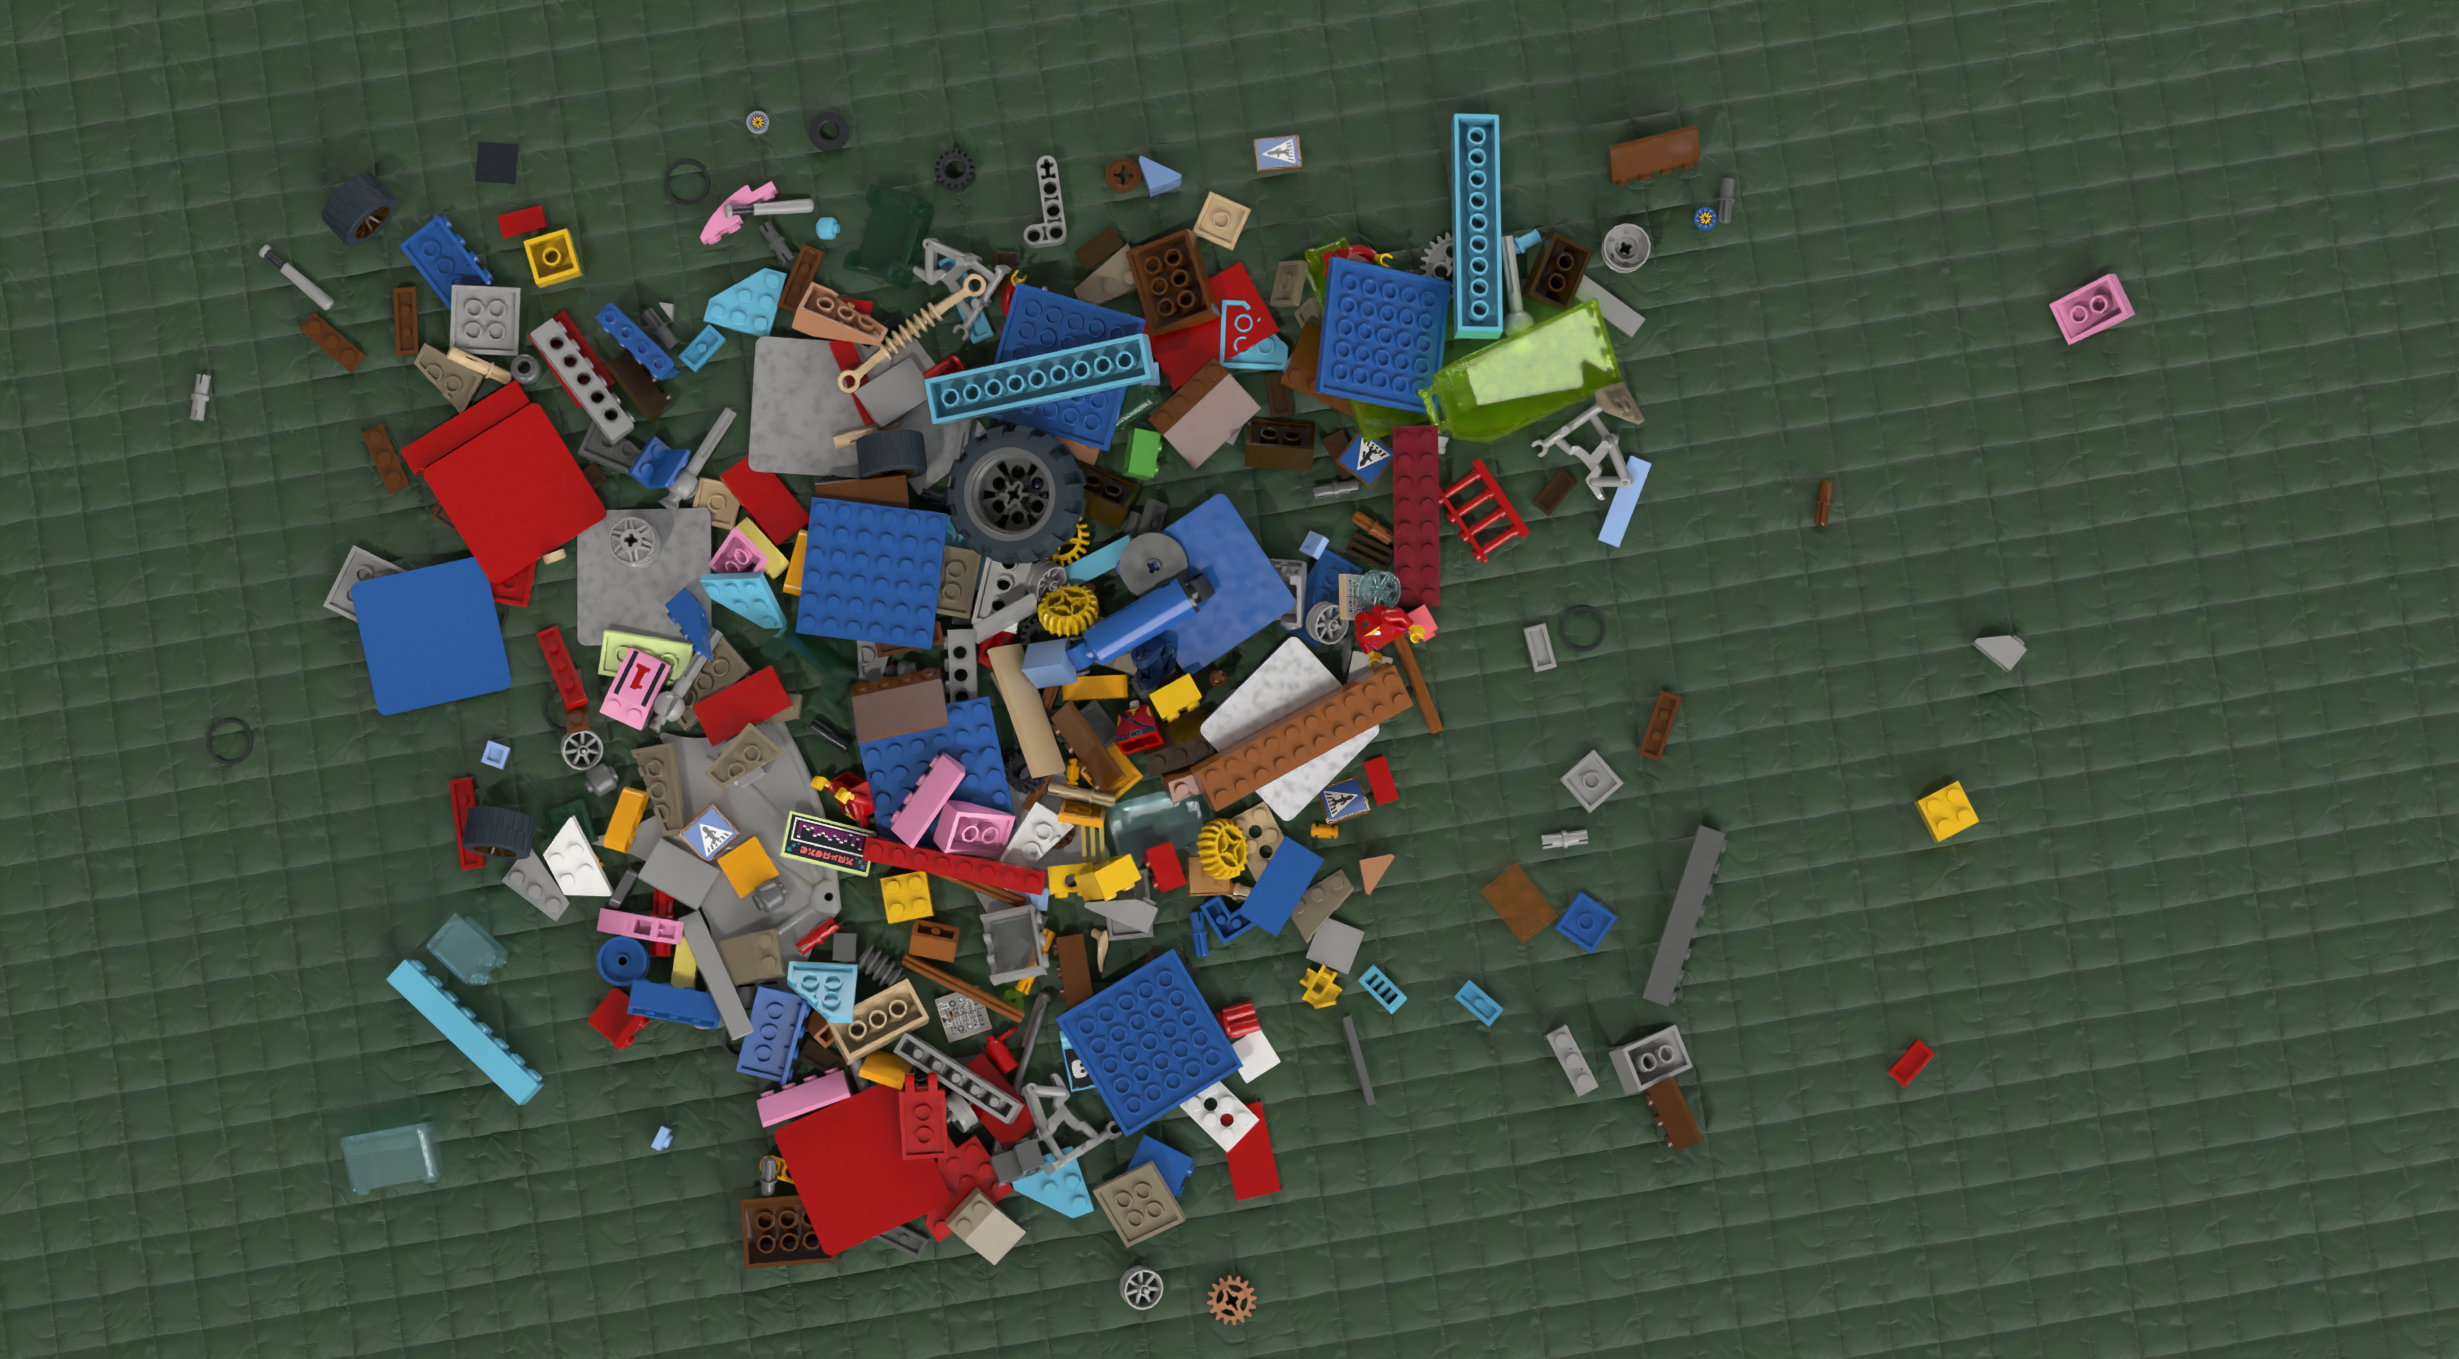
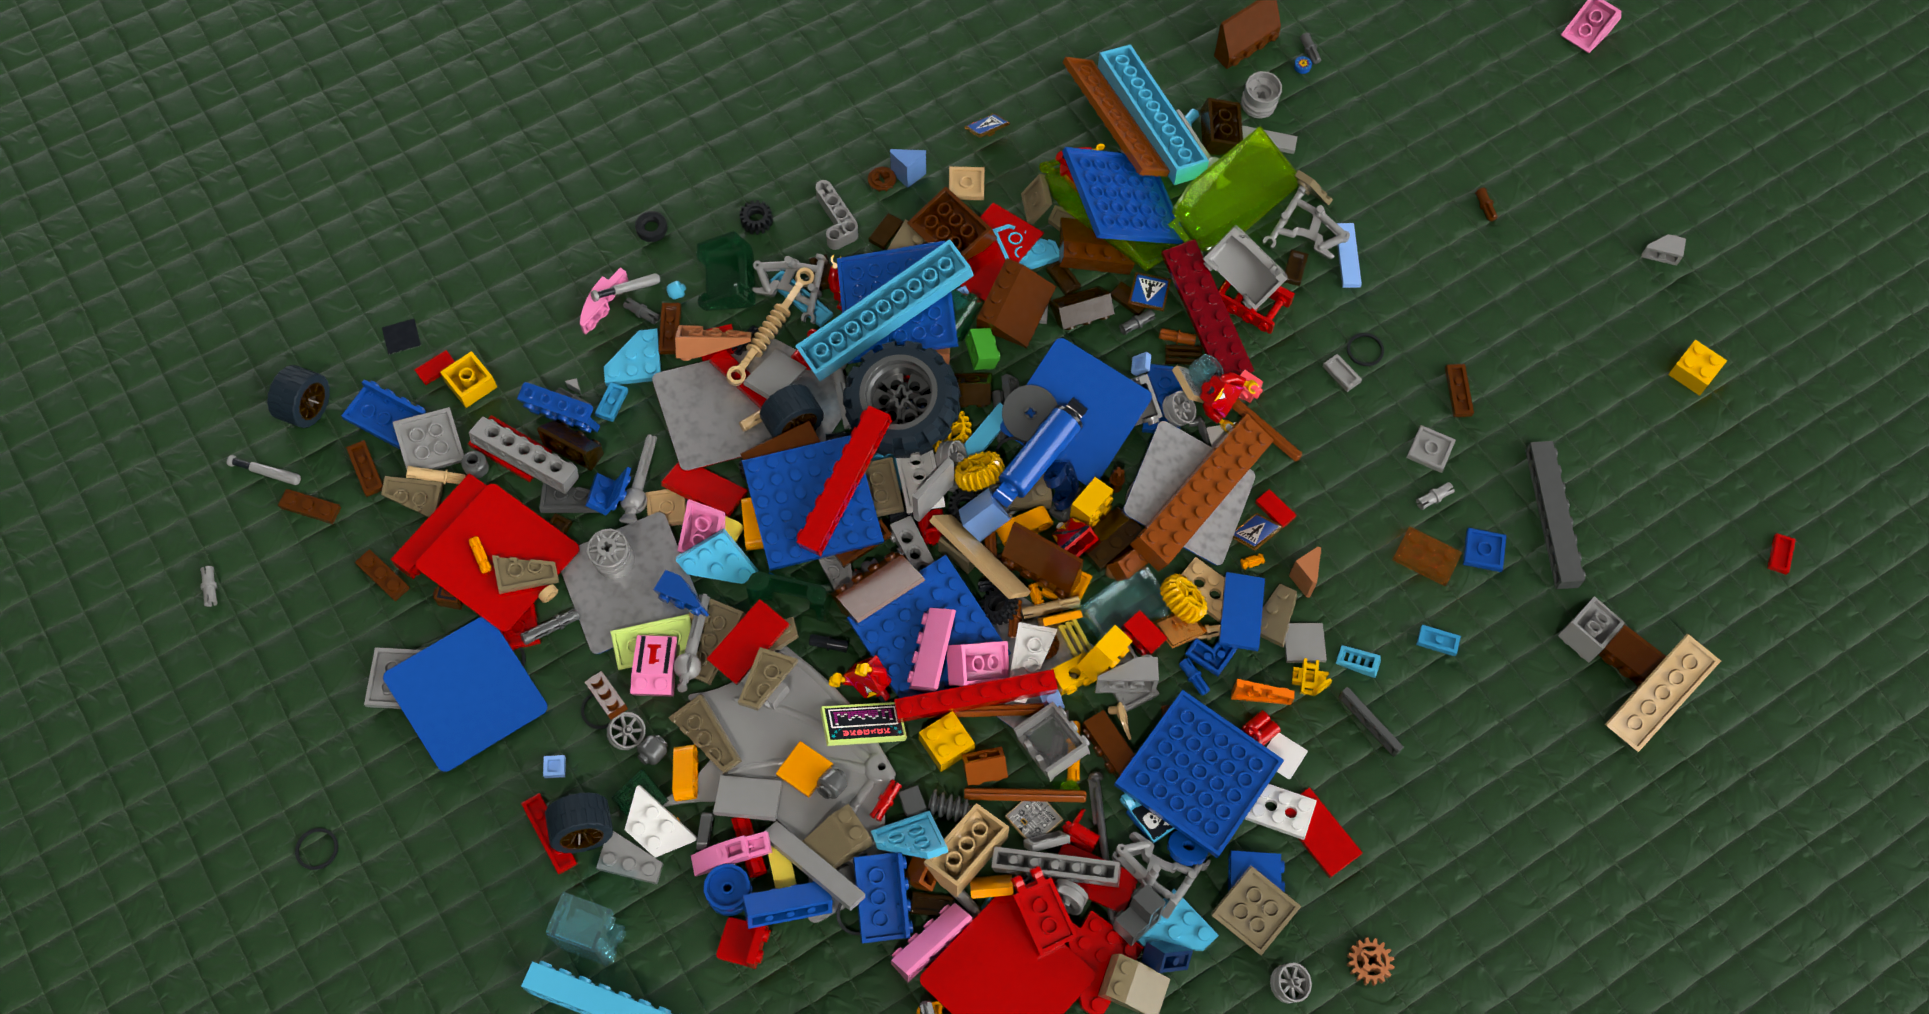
camera: 25 degrees left, 20 degrees down
(495, 486) = (480, 555): none -> light orange axle
(534, 527) = (523, 574): none -> dark tan wing
(549, 595) = (546, 628): none -> dark grey pin
(562, 668) = (586, 673): red tile -> none
(681, 163) = (554, 284): black piece -> none
(709, 833) = (760, 753): piece -> none
(757, 122) = (594, 239): tile -> none
(910, 572) = (844, 480): none -> red brick
(963, 1045) = (1046, 841): none -> light grey tile
(1030, 1210) = (1166, 956): none -> dark blue slope
(1092, 1117) = (1183, 856): none -> blue tile
(1261, 983) = (1257, 692): none -> orange wing
(1430, 212) = (1116, 117): none -> dark orange plate
(1485, 483) = (1245, 267): none -> light grey windscreen
(1571, 1060) = (1540, 645): light grey window -> none
(1674, 1164) = (1663, 692): none -> tan plate

